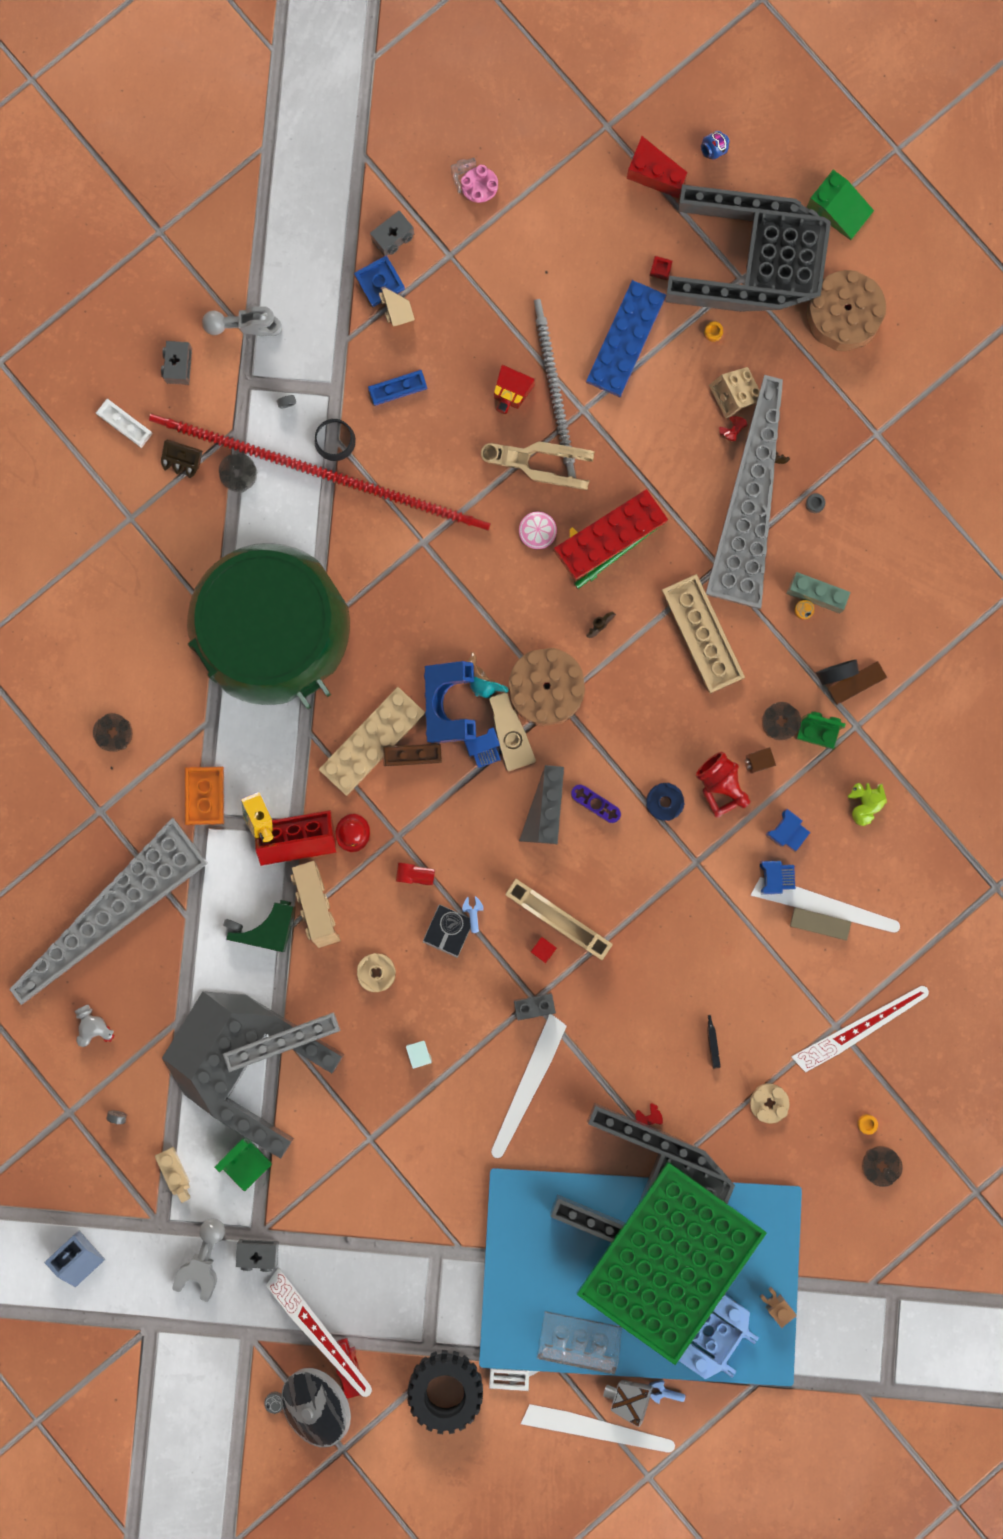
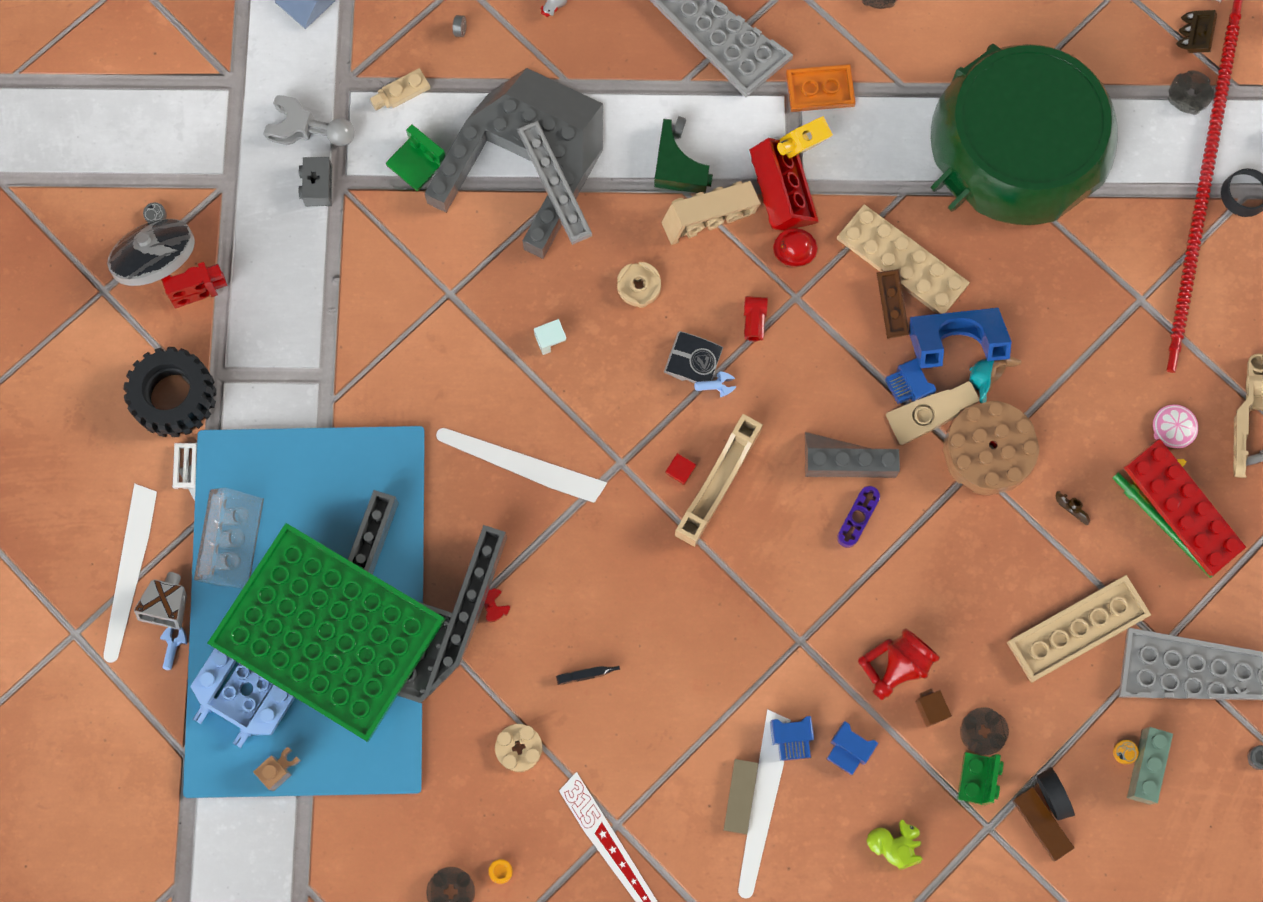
camera: 80 degrees right, 10 degrees down
(315, 1330) = (233, 246): sticker -> none
(534, 1006) = (614, 461): dark grey brick -> none
(665, 813) = (860, 608): dark blue tile -> none

